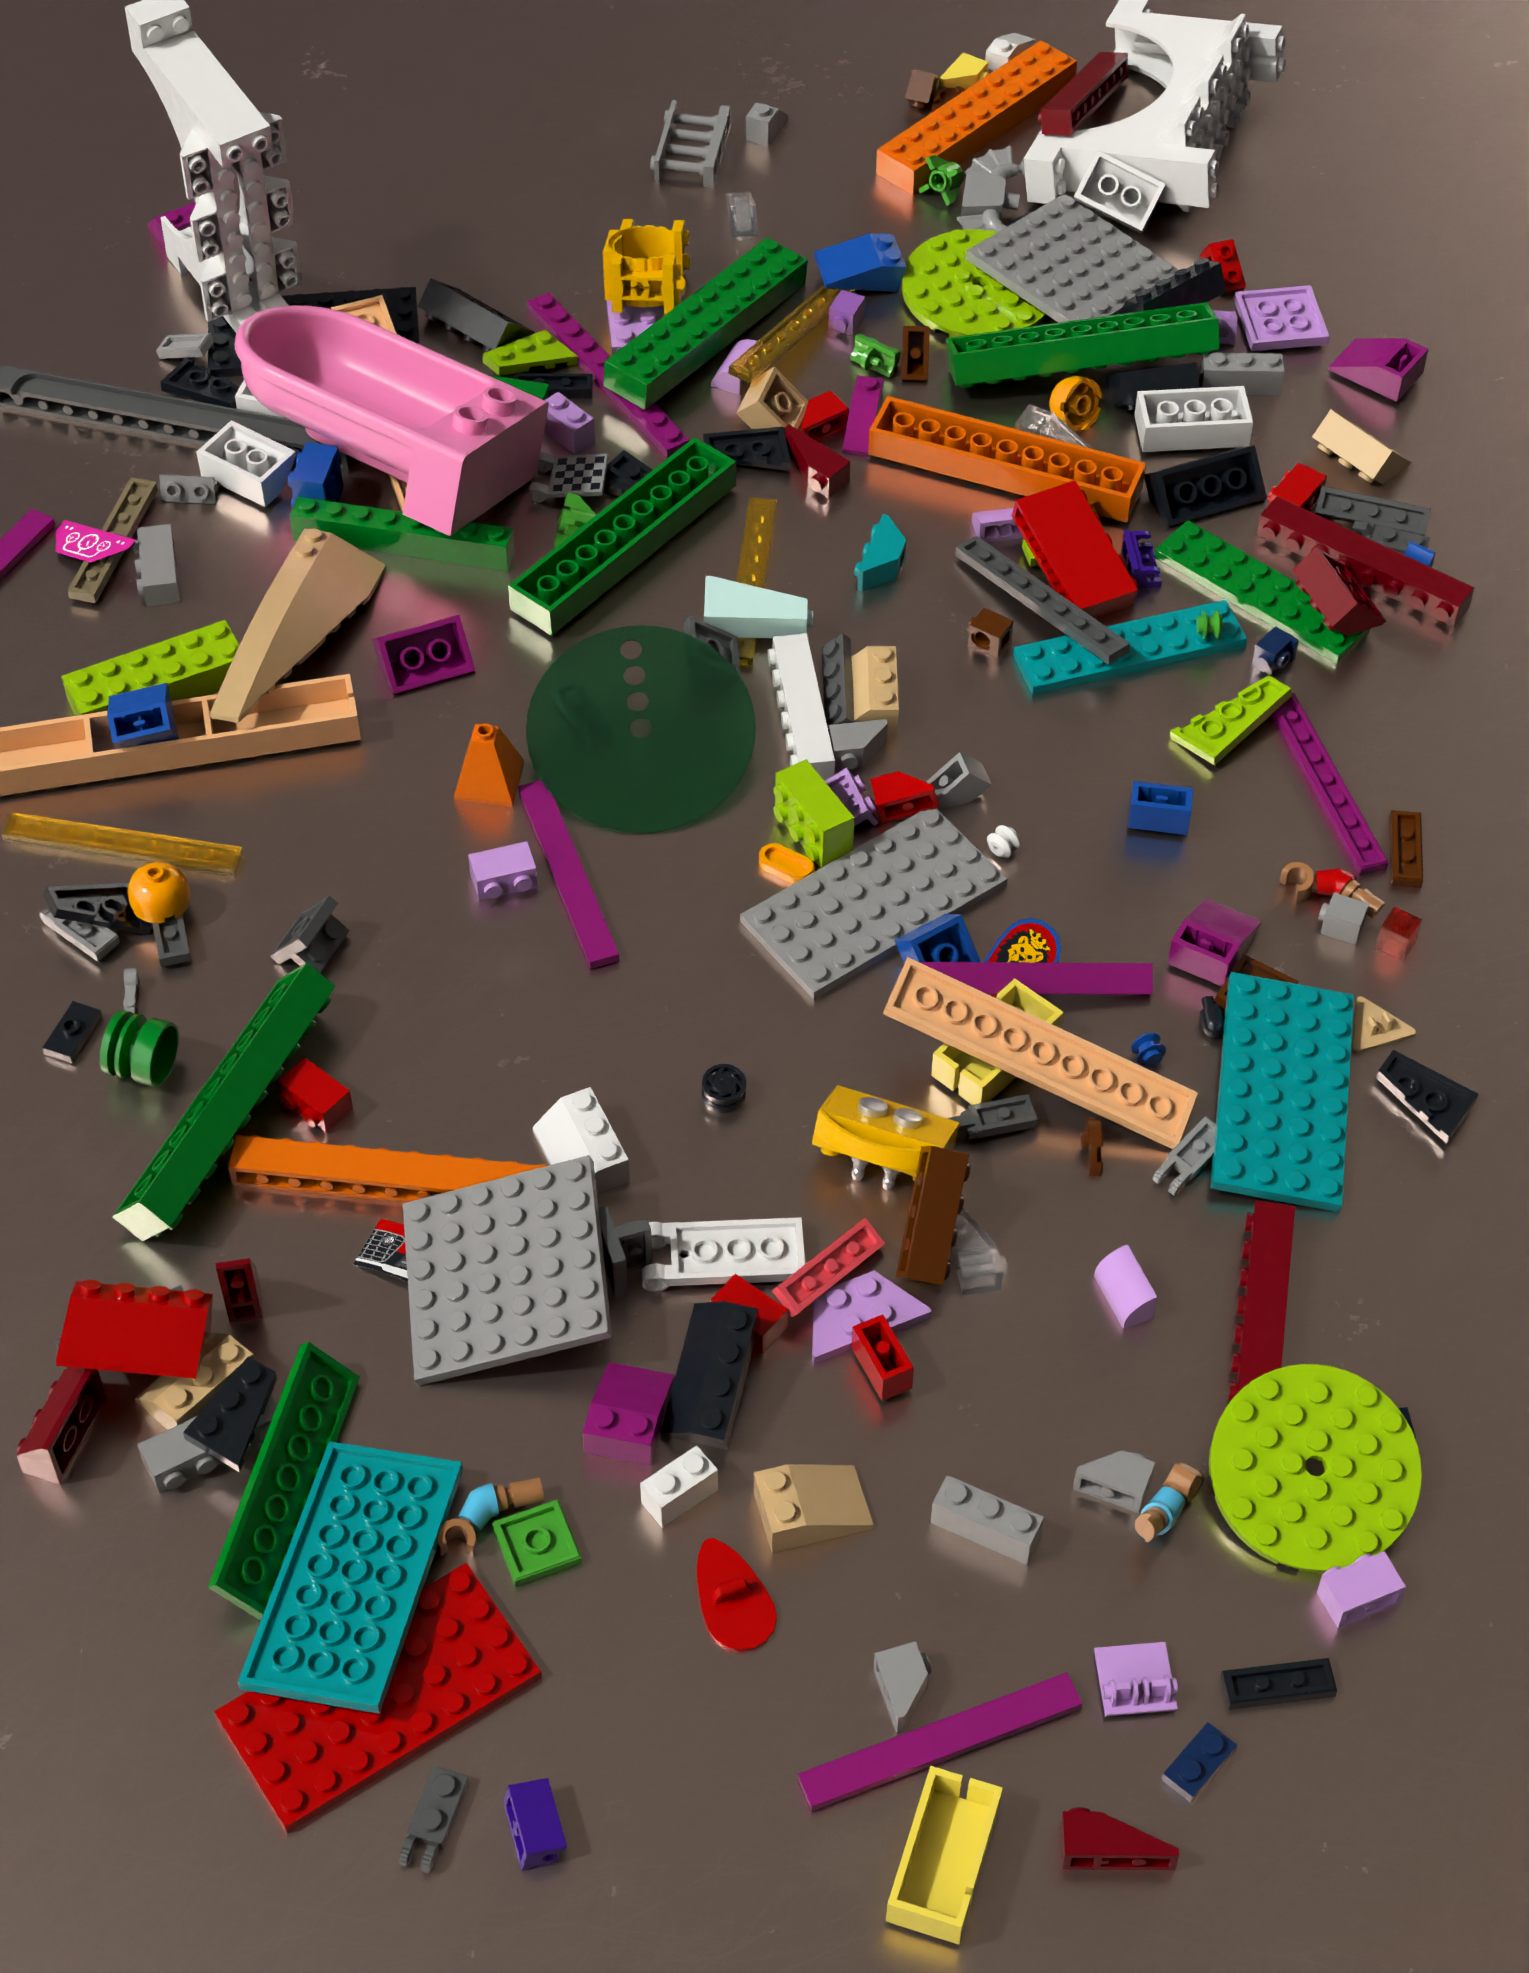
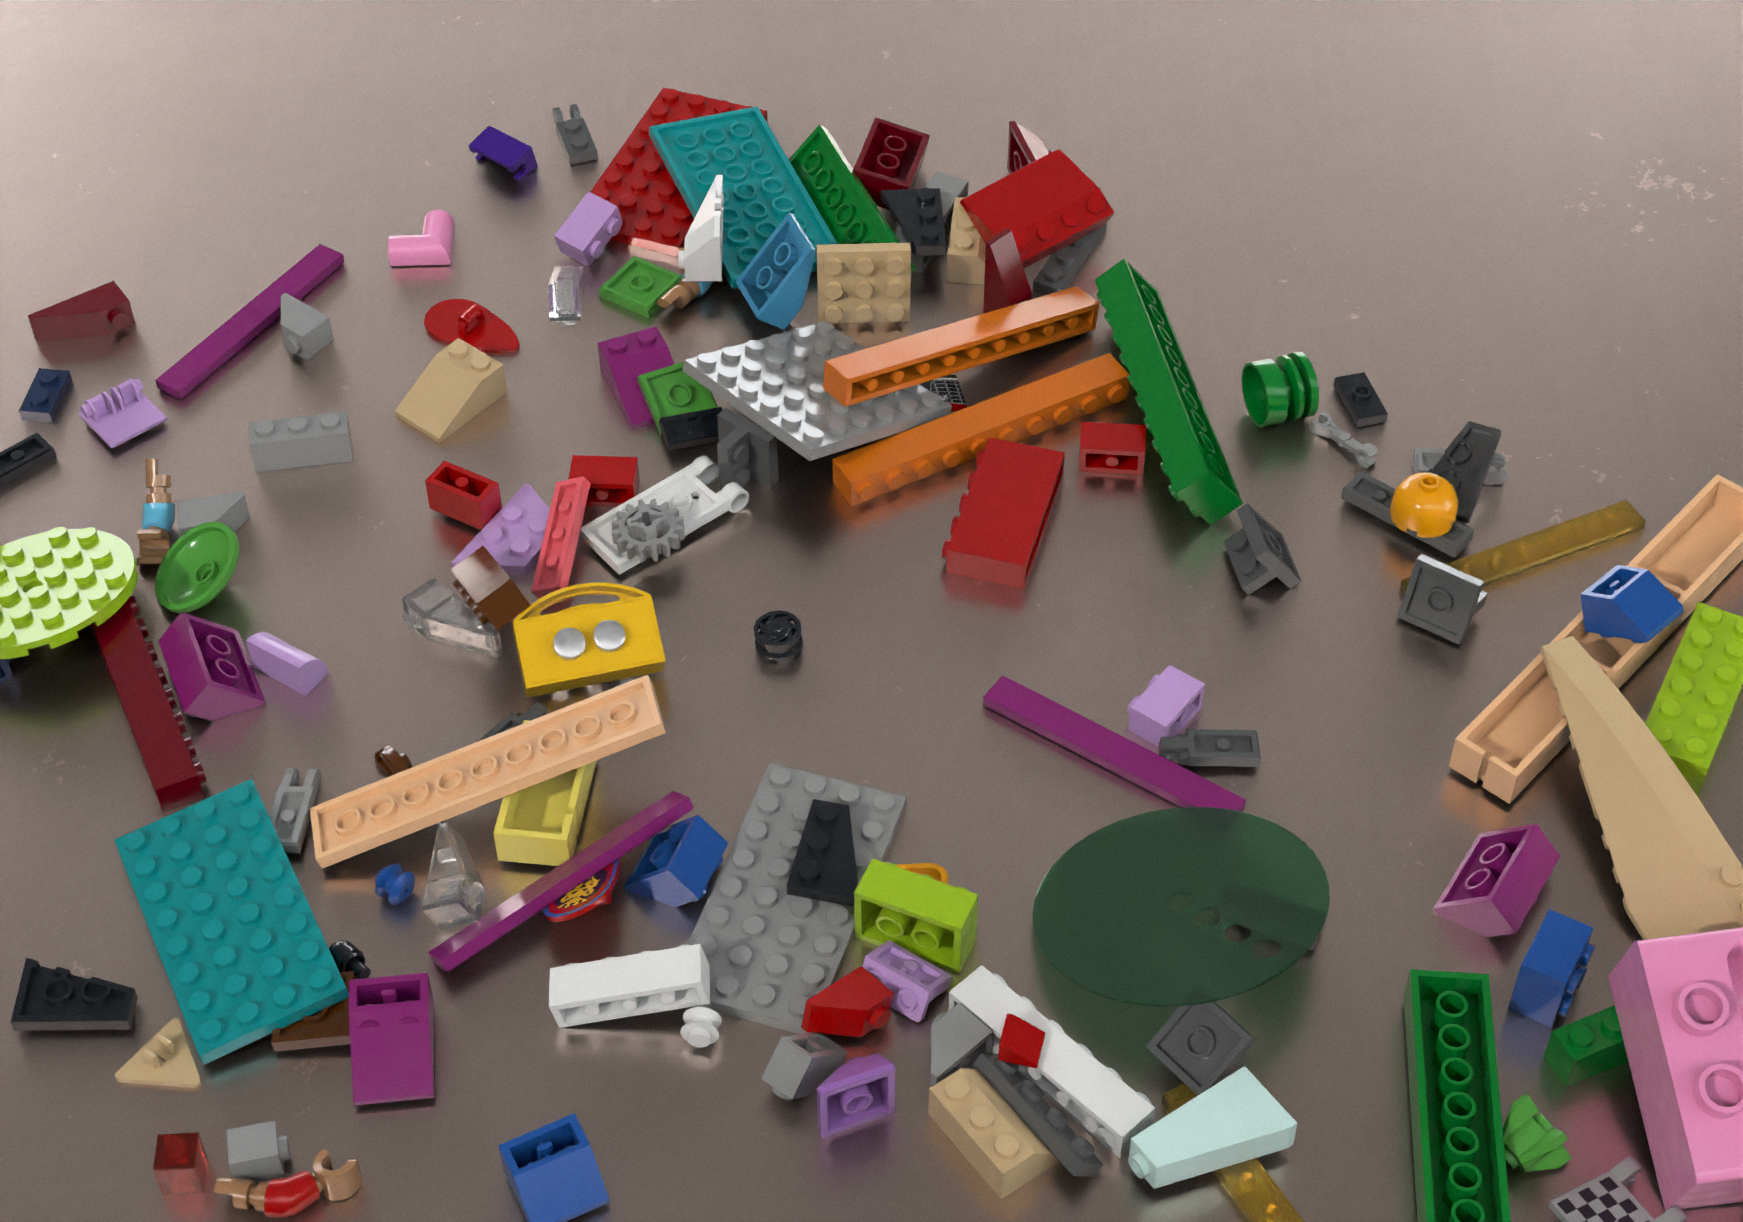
camera: 145 degrees right, 5 degrees down
(180, 1509) = (890, 158): none -> dark red slope
(230, 825) = (1441, 599): none -> dark grey bracket
(348, 1231) = (959, 346): none -> orange brick
(365, 1350) = (864, 282): none -> tan plate
(428, 1410) = (779, 274): none -> dark azure slope
(455, 1087) = (1004, 513): none -> red brick
(460, 1493) = (705, 238): none -> white wedge
(462, 579) = (1552, 969): none -> blue brick
(489, 768) = (1289, 787): orange slope -> none
(500, 827) = (1212, 748): none -> dark grey hinge
(539, 1623) = (589, 229): none -> lavender brick
(578, 1129) = (851, 531): white slope -> none
(614, 1567) = (566, 294): none -> clear slope
(617, 1364) = (673, 393): none -> bright green tile
(636, 1326) = (690, 428): none -> black plate
(679, 1486) = (560, 350): white brick -> none
(698, 1732) = (430, 248): none -> bright pink brick
(711, 1373) = (590, 413): black slope -> none
(756, 1214) = (648, 530): none -> light grey gear
(822, 702) = (1020, 1042): none -> red slope
(836, 891) = (825, 856): none -> black wing
(940, 737) = (856, 1094): none -> medium lavender slope
(944, 1855) = (203, 250): light yellow piece -> none
(1035, 877) = (629, 985): none -> white brick
(1109, 1013) = (453, 884): none -> clear slope
(1170, 1409) = (197, 567): none -> bright green dish
(1194, 1315) = (209, 668): none -> magenta slope

